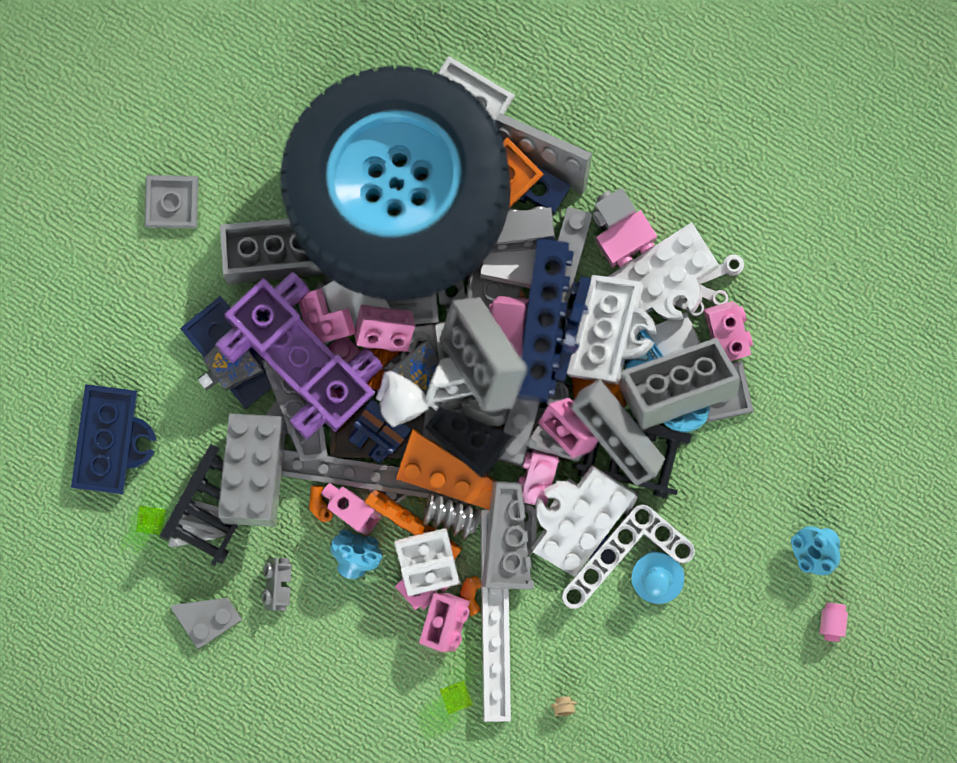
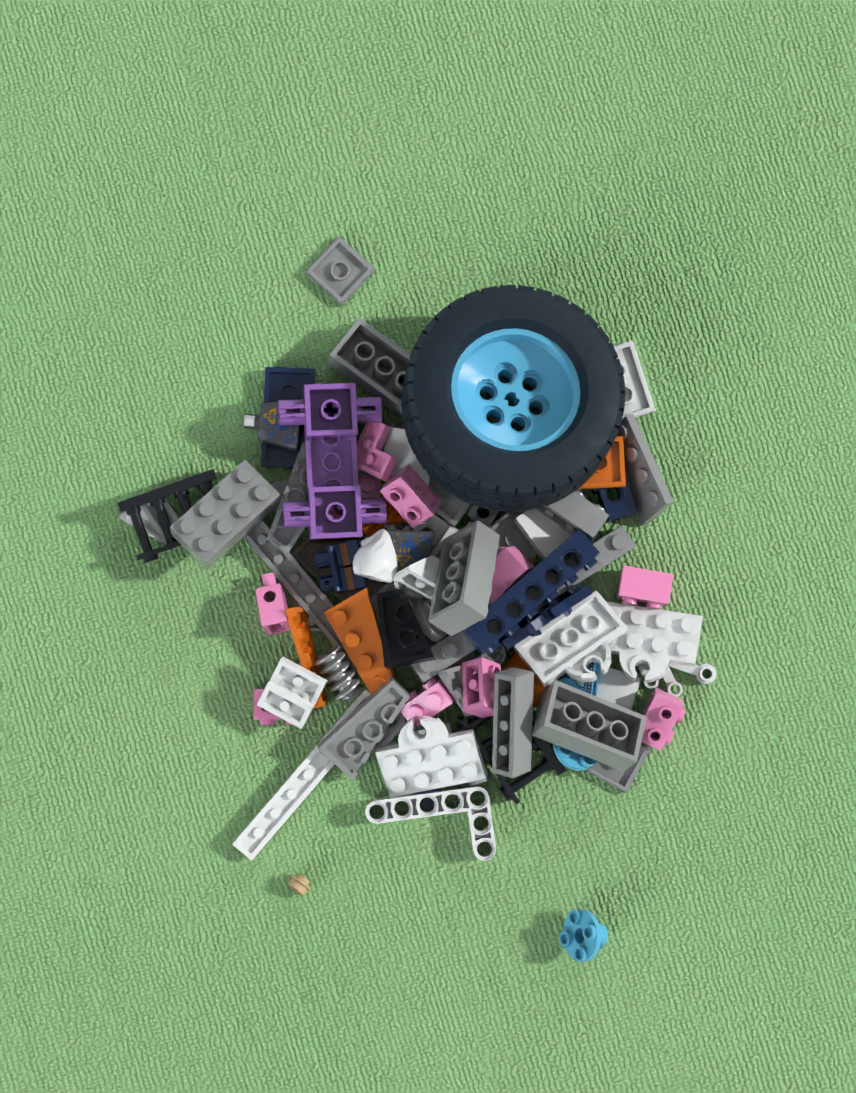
camera: 35 degrees right, 0 degrees up
(109, 439) = (144, 402): dark blue plate -> none
(150, 520) = (123, 486): clear neon green tile -> none
(206, 619) = (100, 592): light grey wing -> none
(274, 595) = (164, 618): light grey hinge -> none
(318, 505) = (251, 581): orange arm -> none
(355, 553) = (247, 640): medium azure plate -> none
(444, 622) = (267, 747): bright pink brick -> none
(456, 697) = (227, 808): clear neon green tile -> none
(469, 591) = (302, 741): orange arm -> none
(612, 209) = (653, 555): light grey brick -> none
(657, 577) = (449, 852): medium azure plate -> none
(833, 622) = (549, 998): bright pink brick -> none

